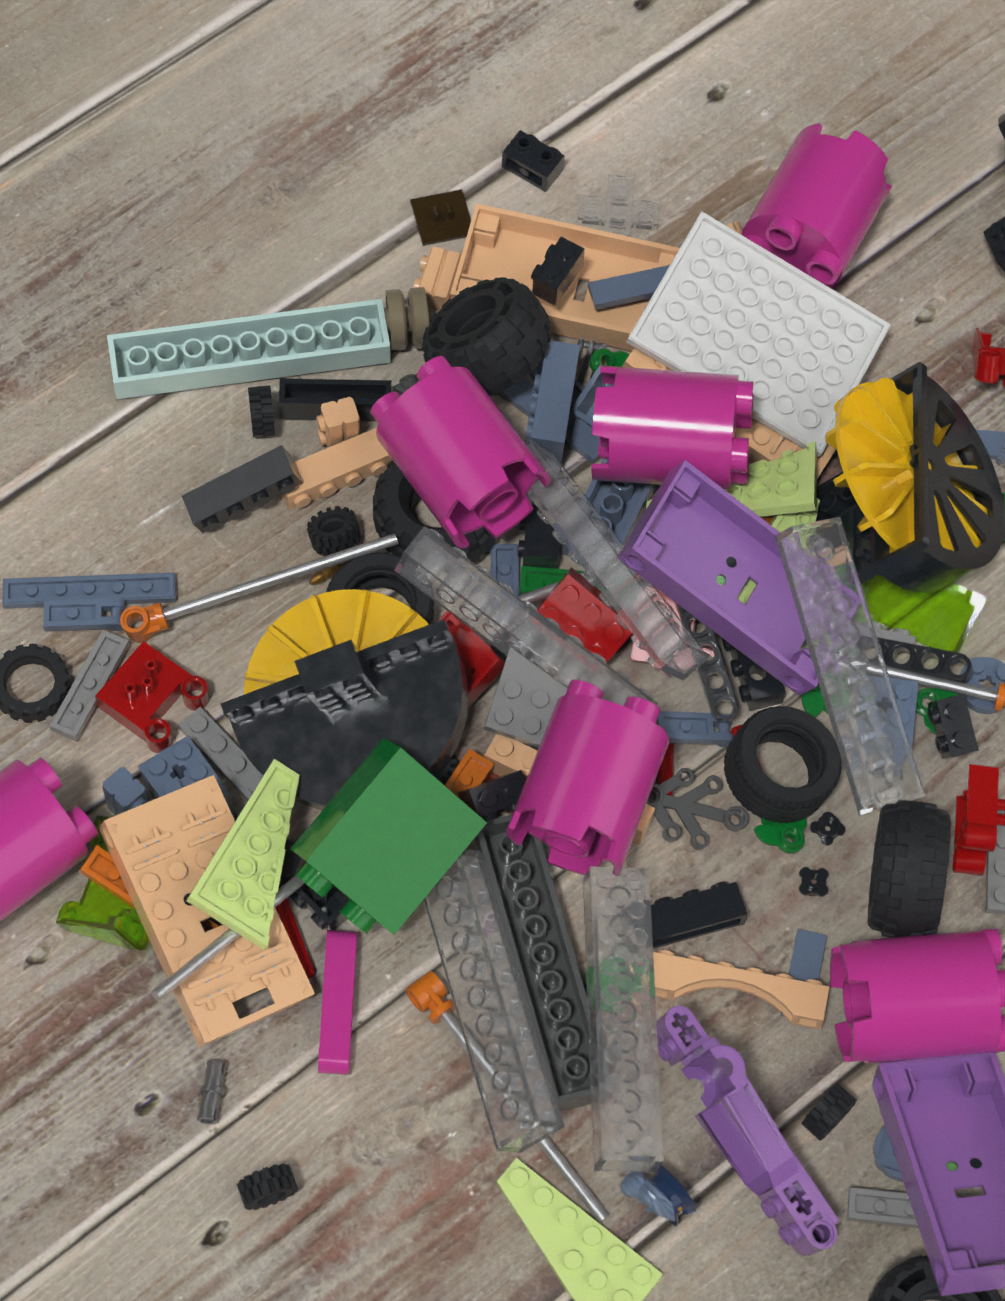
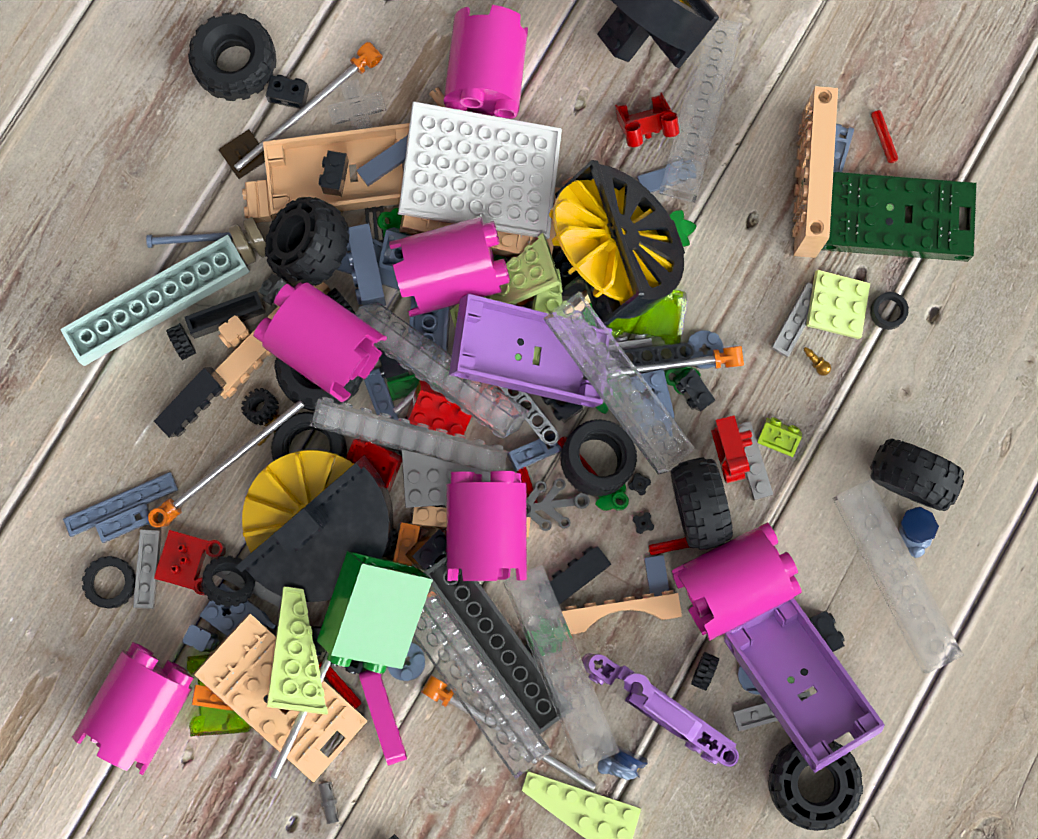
camera: 15 degrees left, 15 degrees up
(188, 749) = (220, 596): none -> black tyre
(274, 277) = (151, 241): none -> sand blue bar
(395, 957) = (415, 669): none -> sand blue plate
(481, 60) = (222, 34): none -> black tyre
(658, 154) = (367, 55): none -> flat silver piece
(842, 927) = (668, 546): none -> red axle

